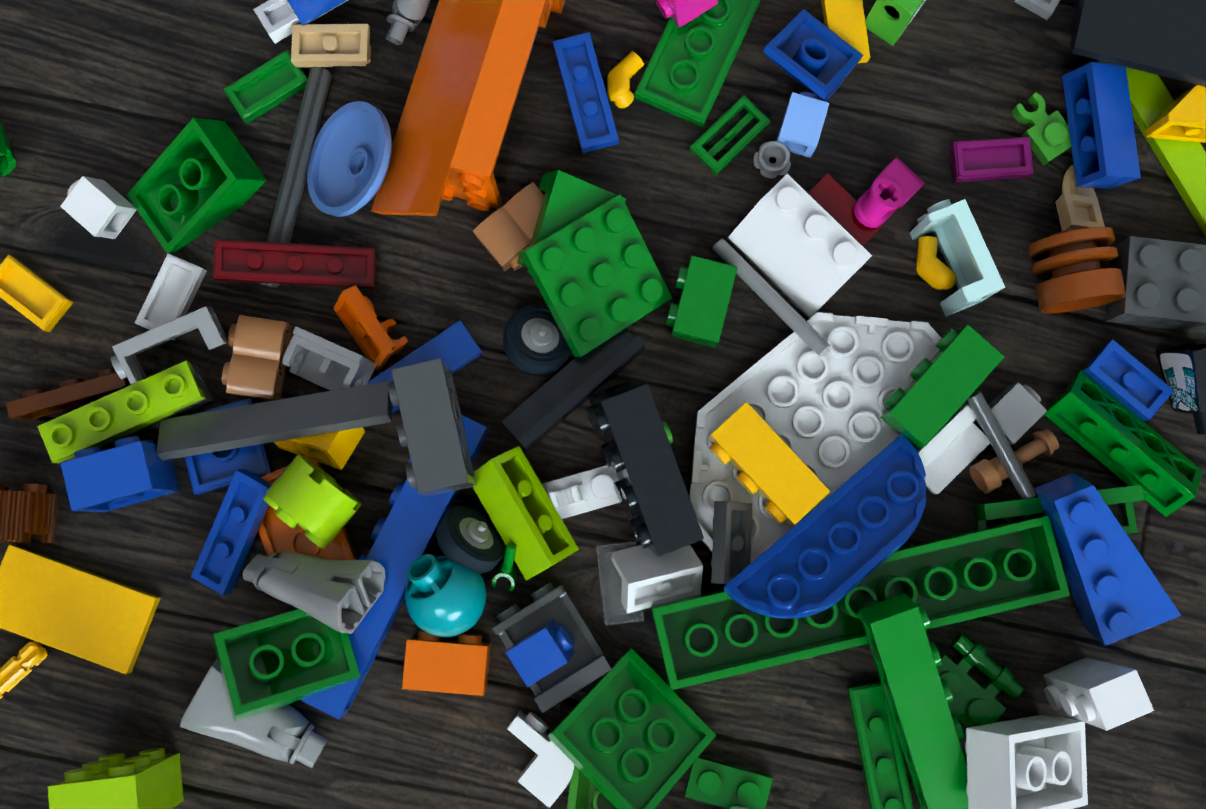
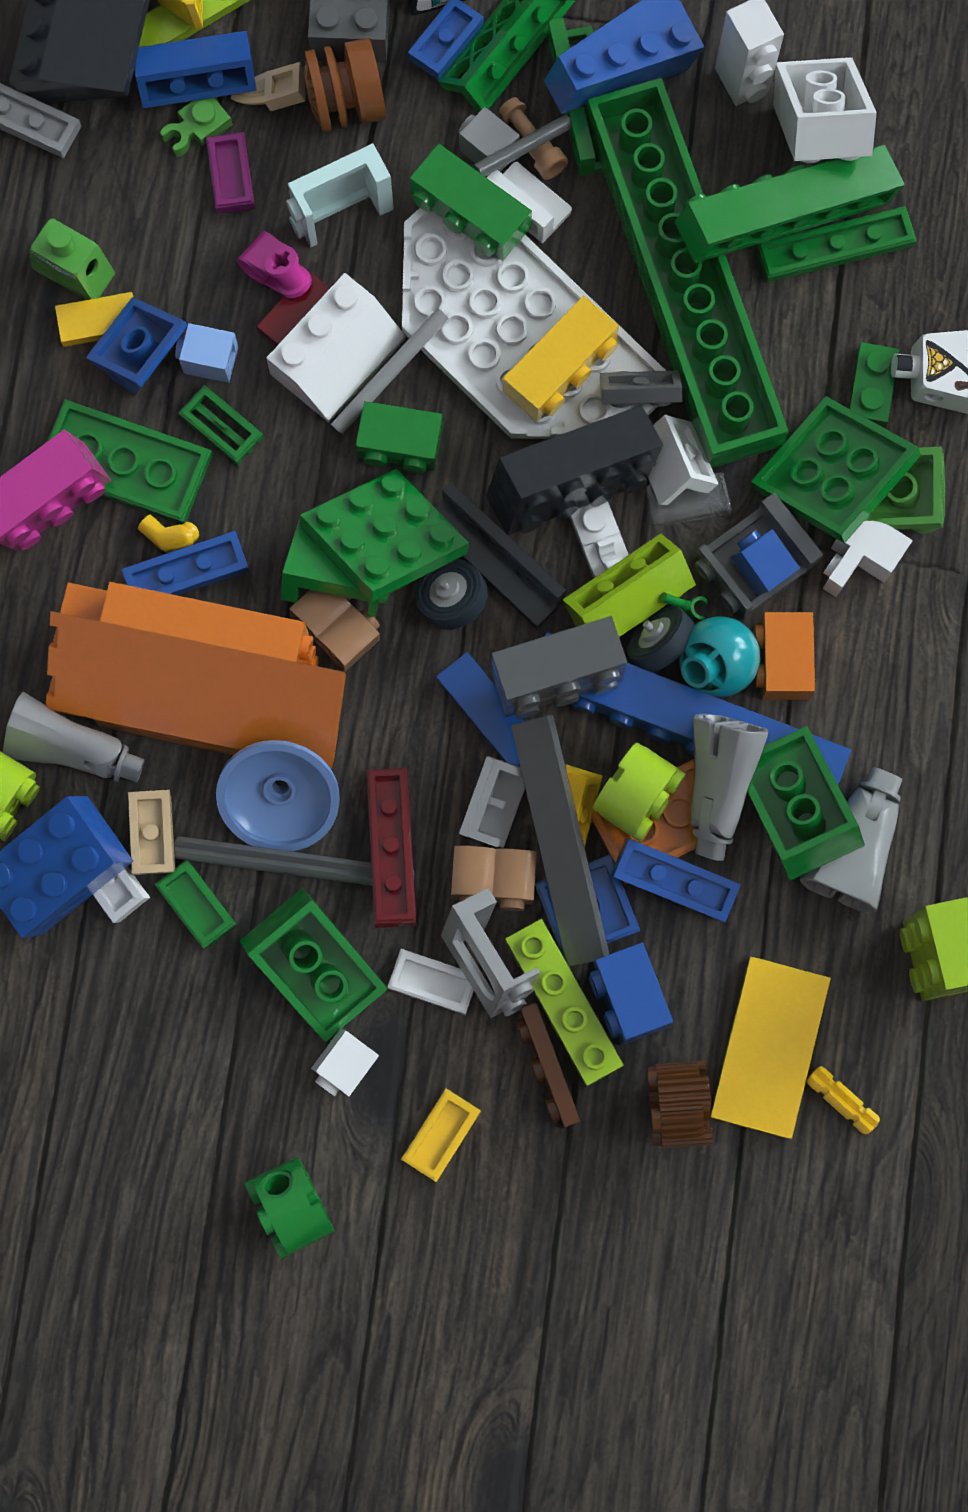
camera: 95 degrees left, 5 degrees down
(362, 323) = (452, 768): orange plate -> none
(779, 152) = (245, 371): light grey plate -> none
(838, 539) = (628, 284): blue plate -> none
(930, 267) = (346, 224): yellow arm -> none
(974, 703) = (771, 159): green plate -> none

